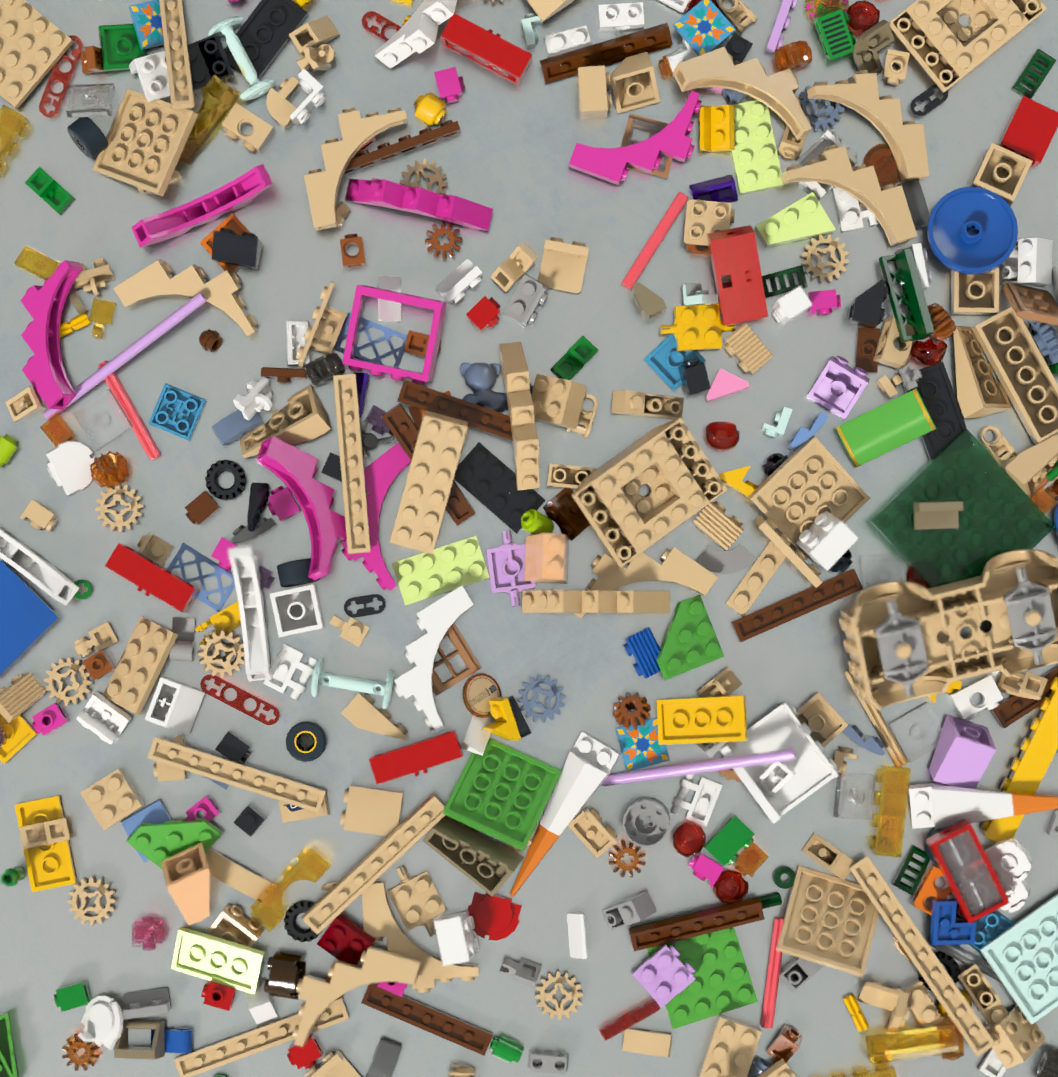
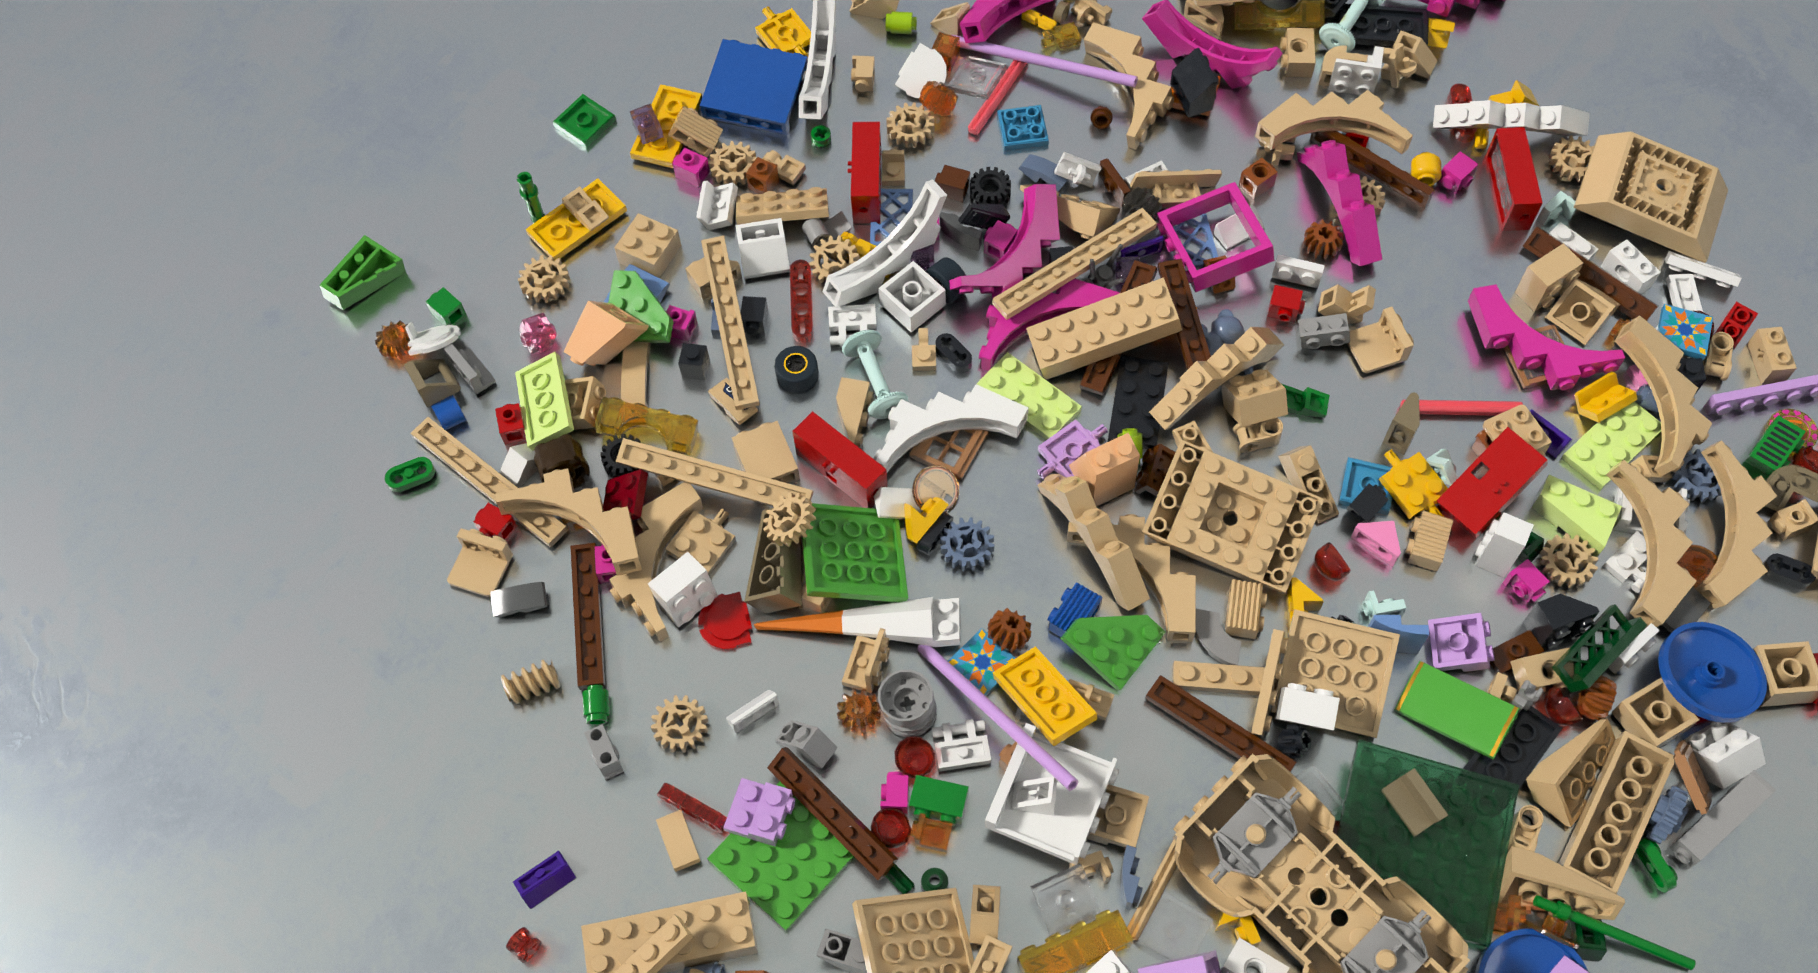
camera: 60 degrees right, 25 degrees down
(463, 834) = (789, 519): none -> tan gear
(524, 971) = (684, 677): light grey plate -> none
(772, 978) = (807, 938): coral axle -> none
(793, 56) = (1726, 423): clear orange gear -> none

